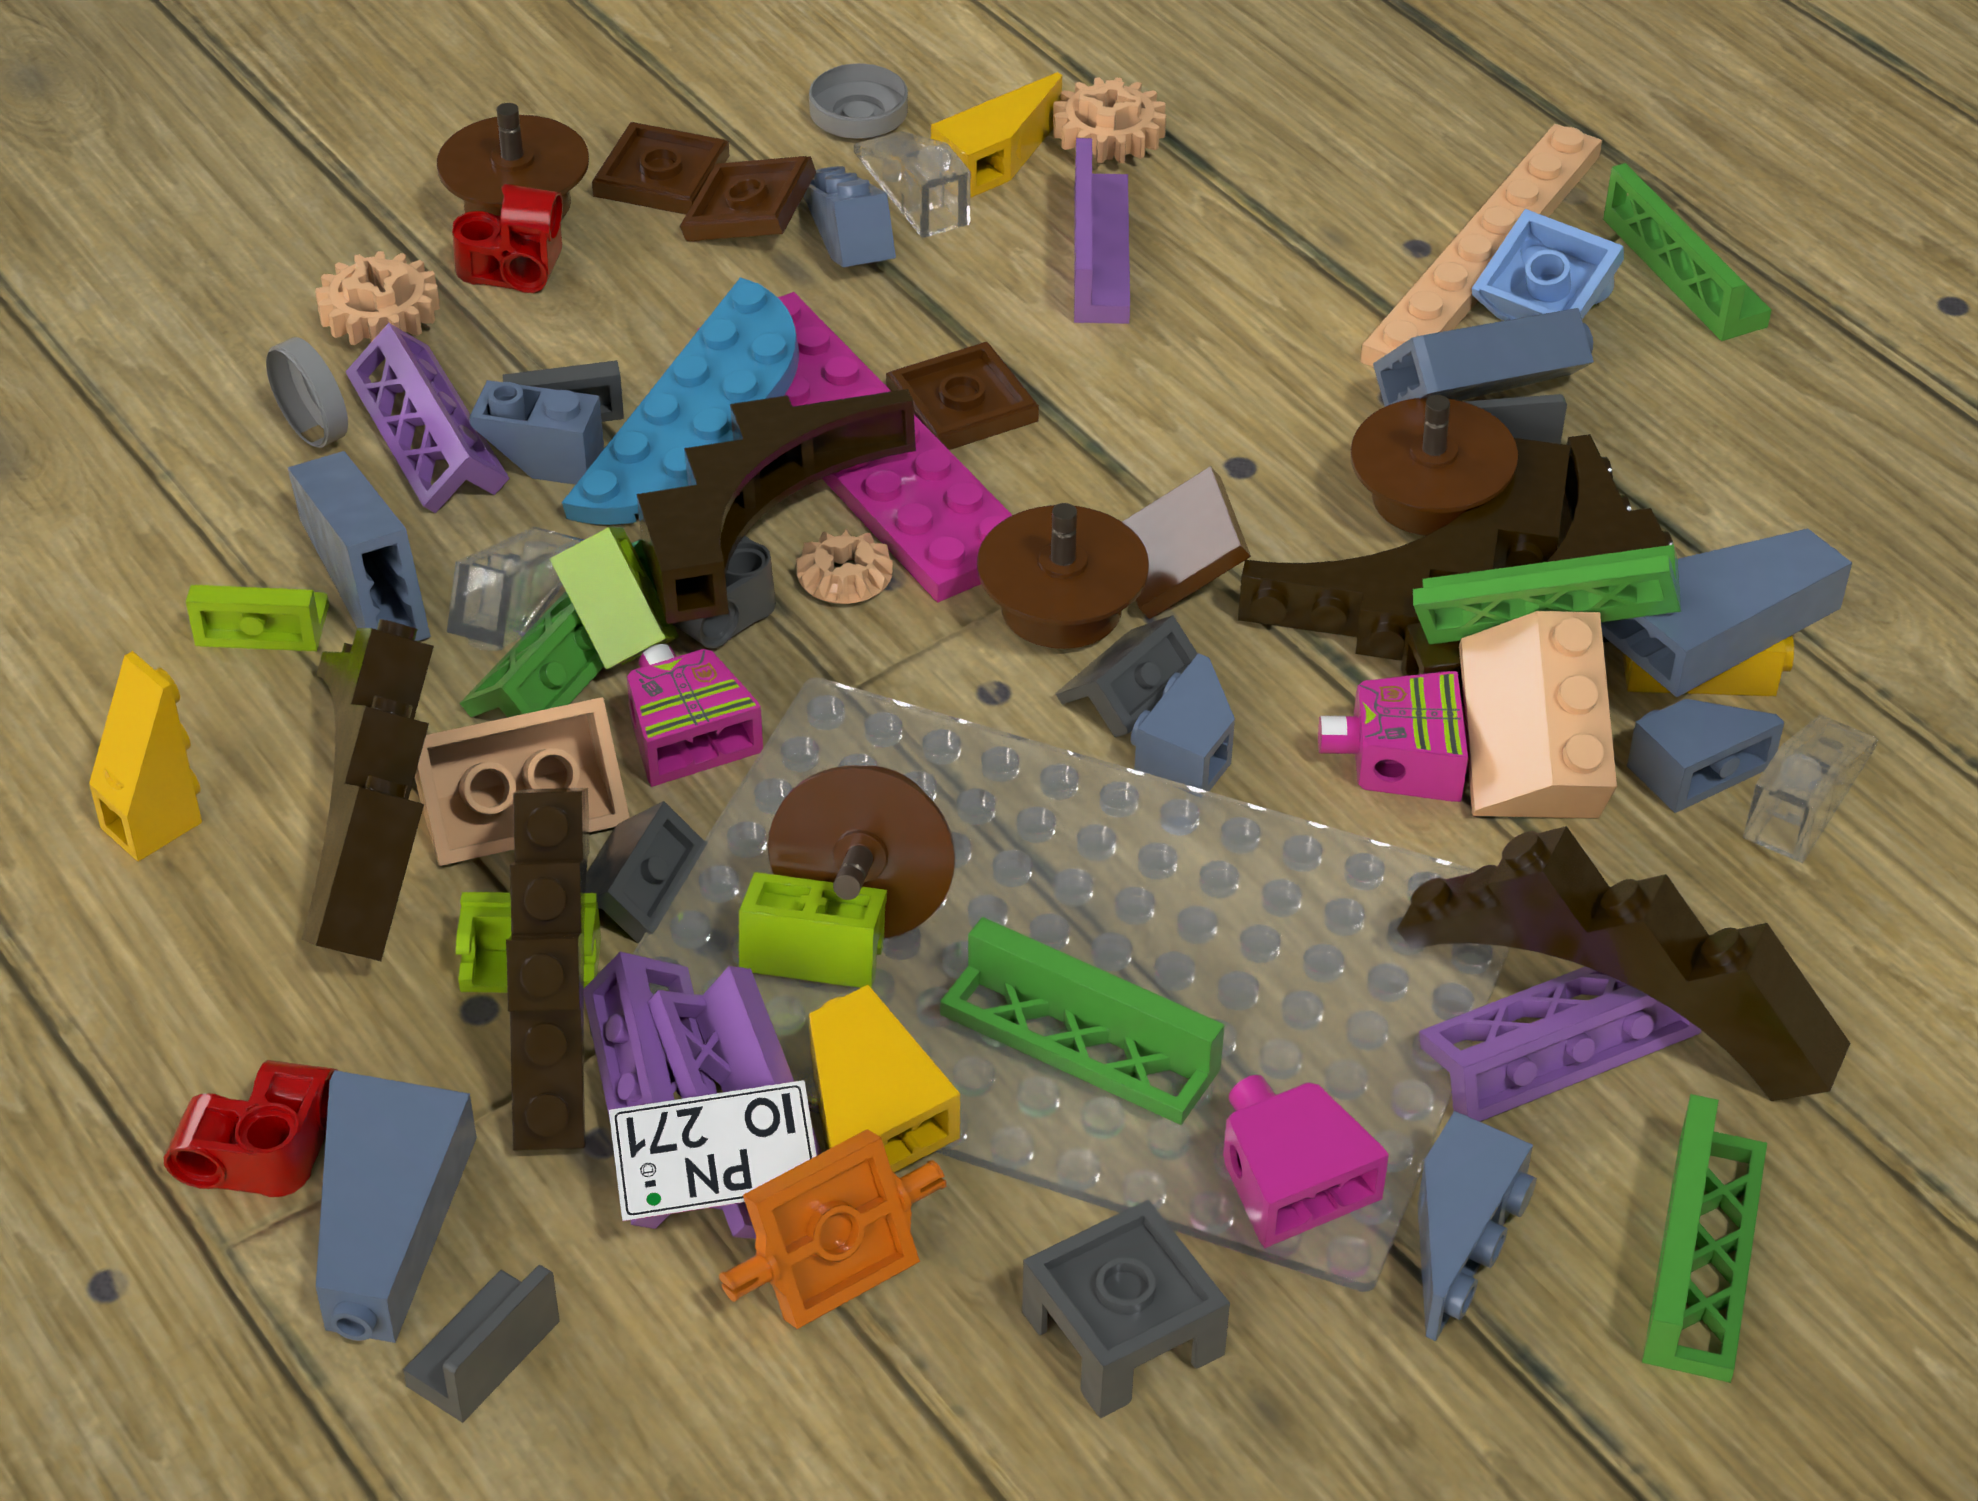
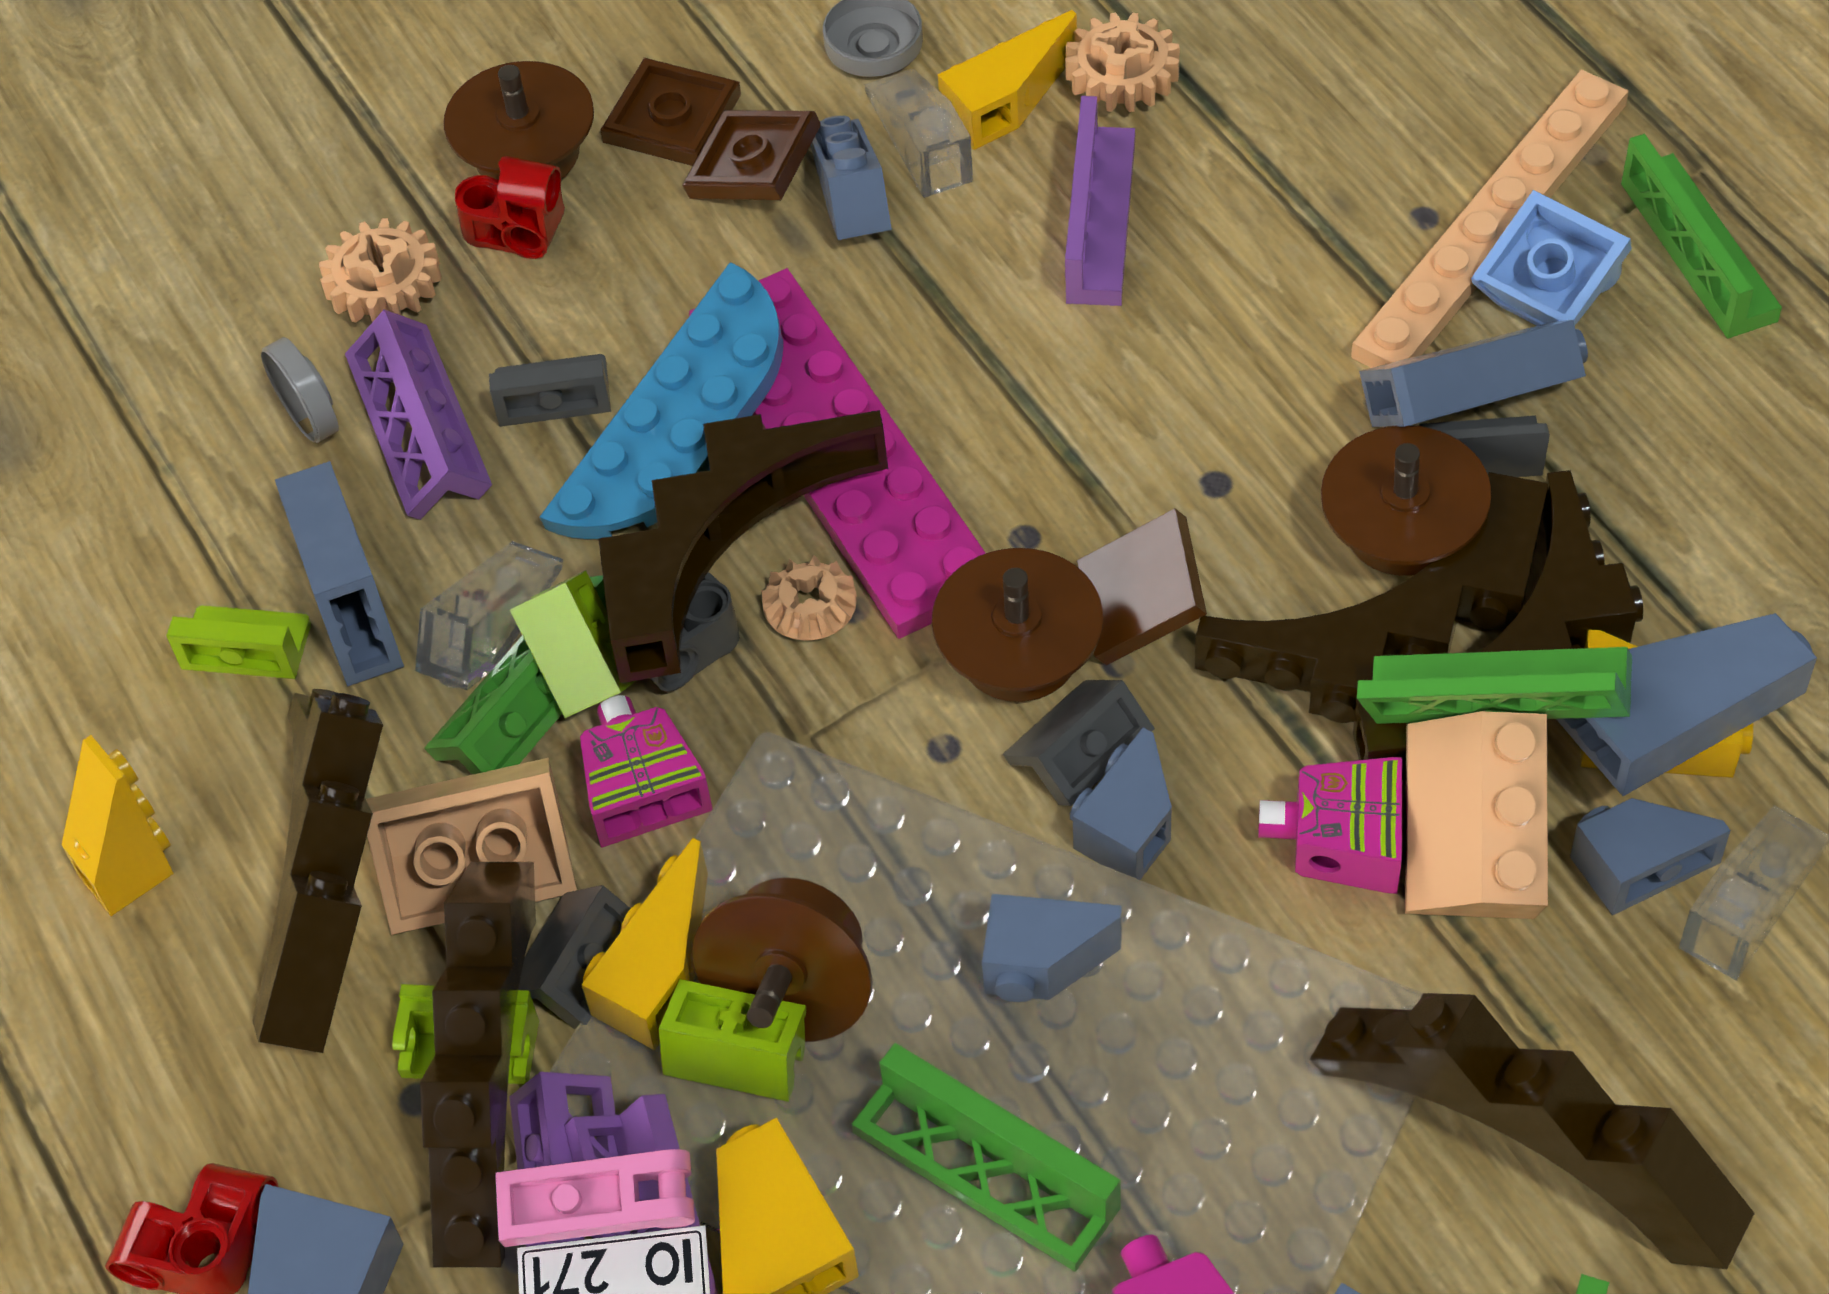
camera: 10 degrees right, 10 degrees up
(541, 429) = (523, 434): sand blue slope -> none
(689, 1054) = (593, 1197): none -> bright pink plate
(712, 868) = (643, 965): none -> yellow slope
(966, 395) = (945, 395): reddish brown tile -> none
(1123, 838) = (1045, 944): none -> sand blue slope
(1547, 1055) = (1433, 1214): medium lavender fence -> none

